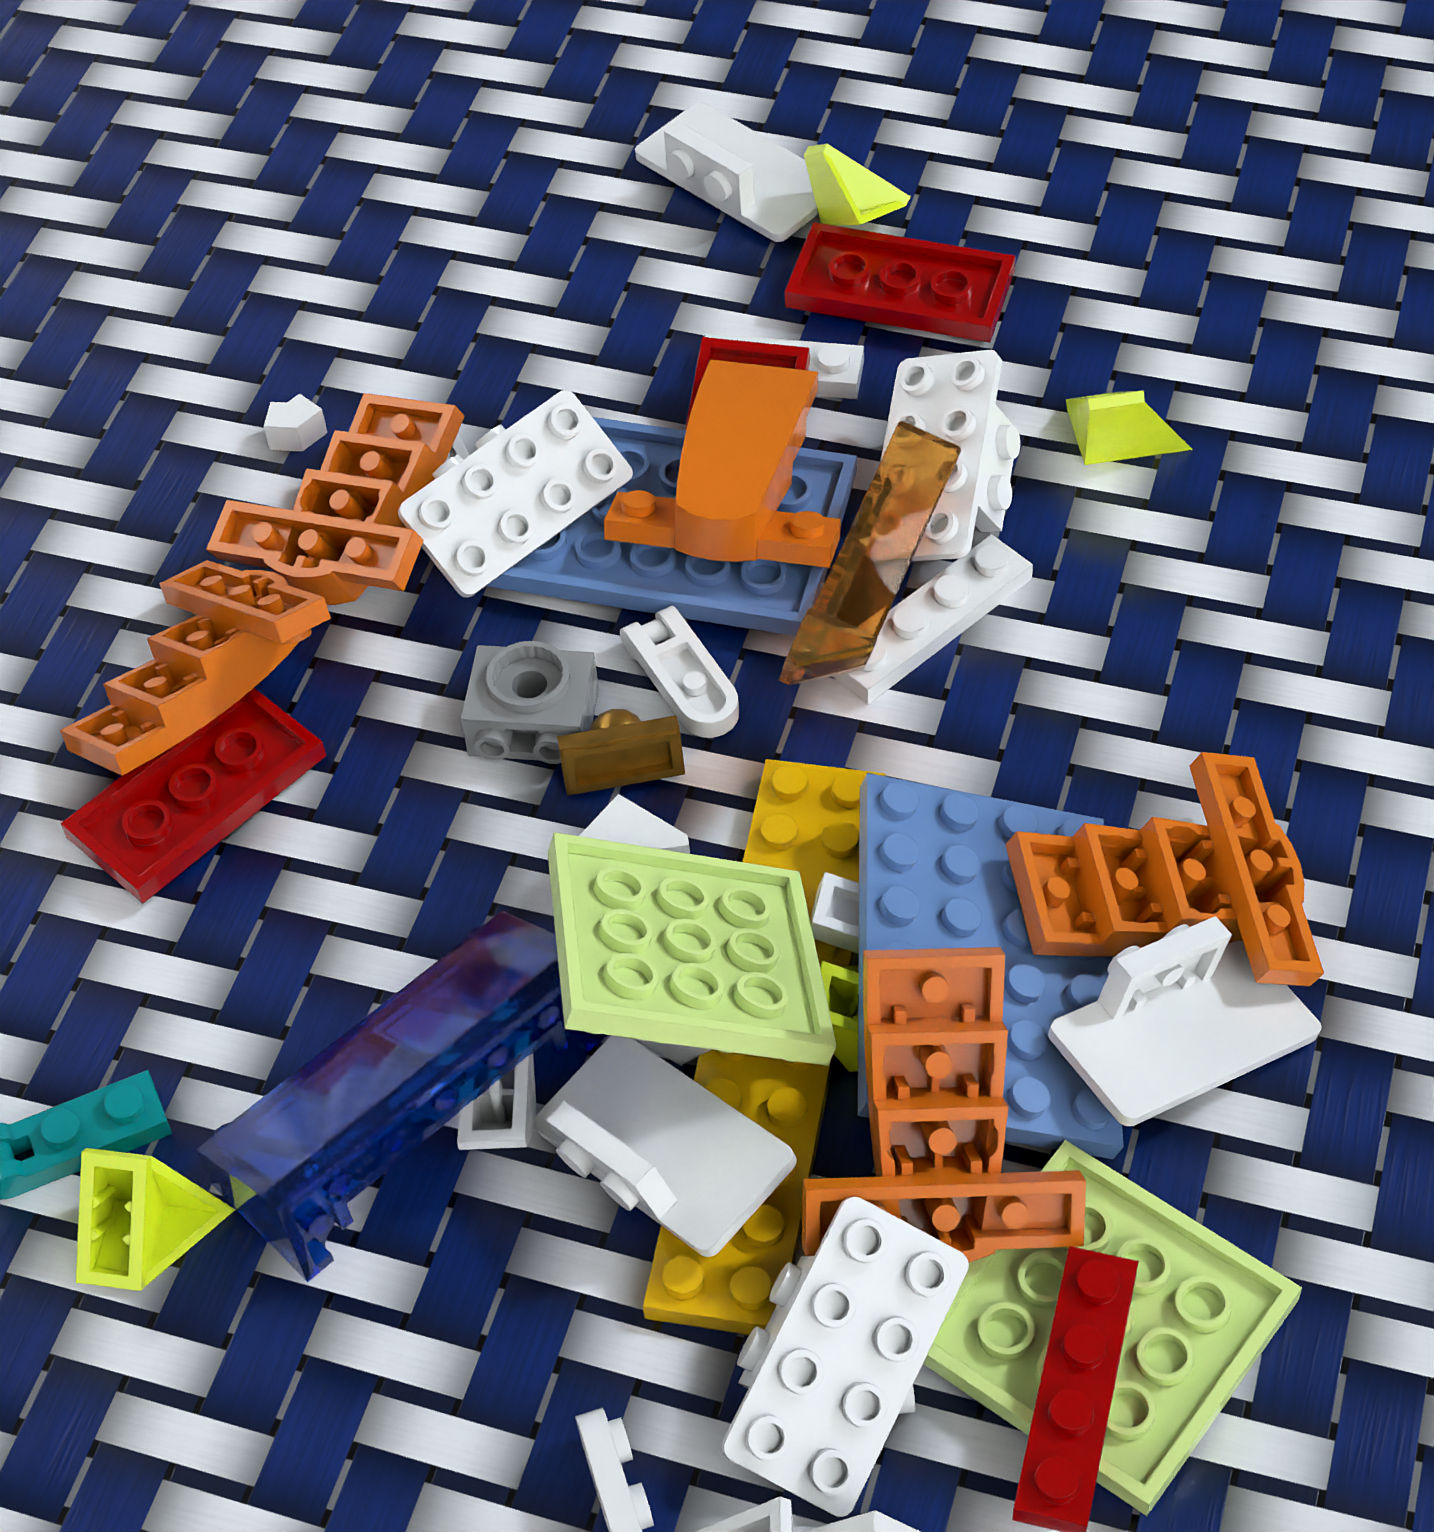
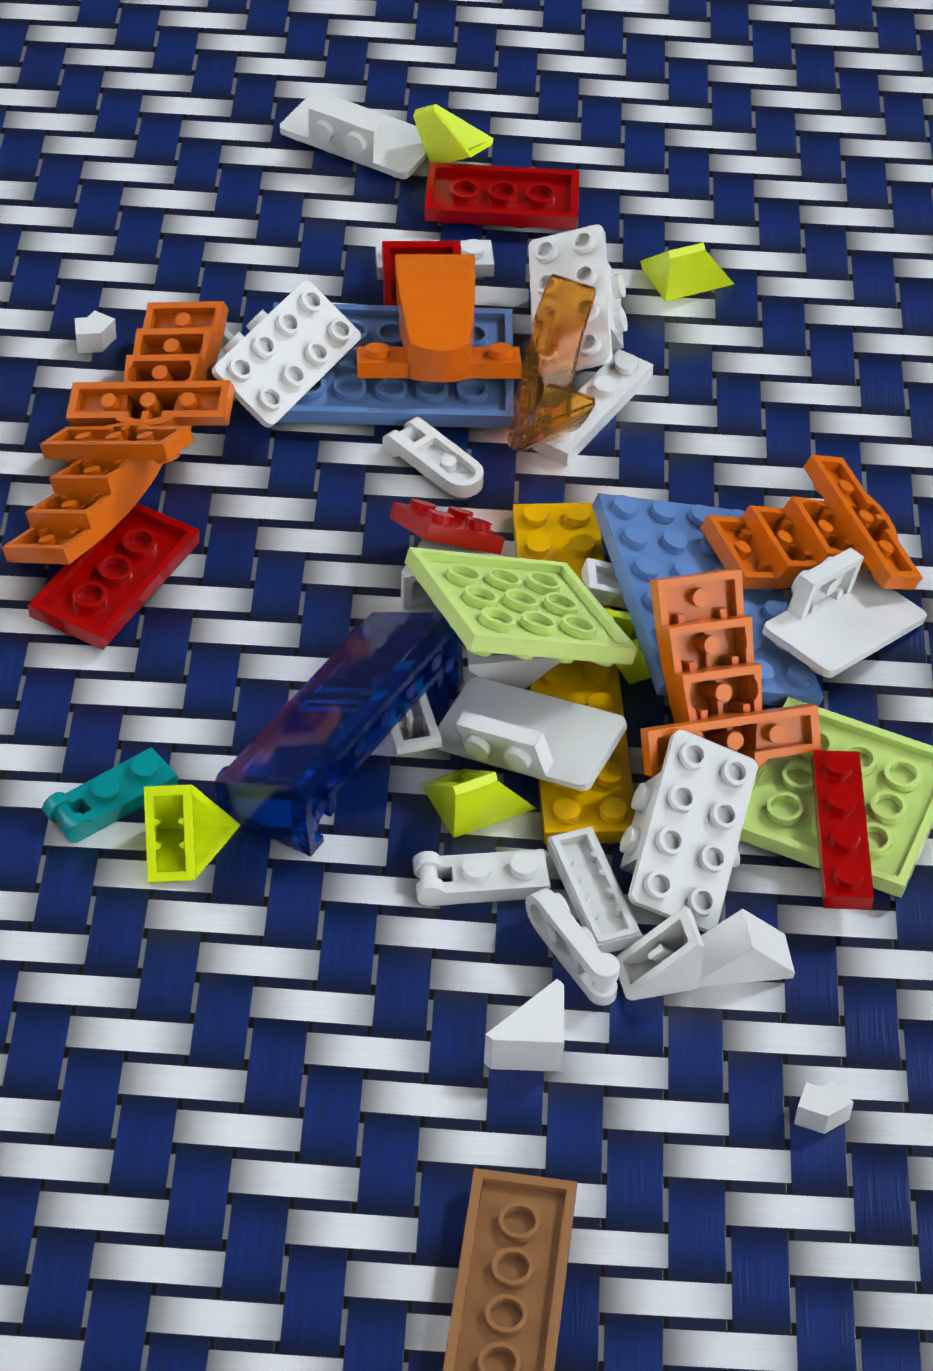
camera: 20 degrees left, 5 degrees down
(526, 699) = (338, 488): light grey brick -> none
(534, 1361) = (479, 876): none -> white plate
(561, 1232) = (473, 800): none -> neon yellow slope
(620, 752) = (387, 530): pearl gold tile -> none
(648, 791) = (453, 527): none -> red plate
(683, 1420) = (593, 889): none -> white plate

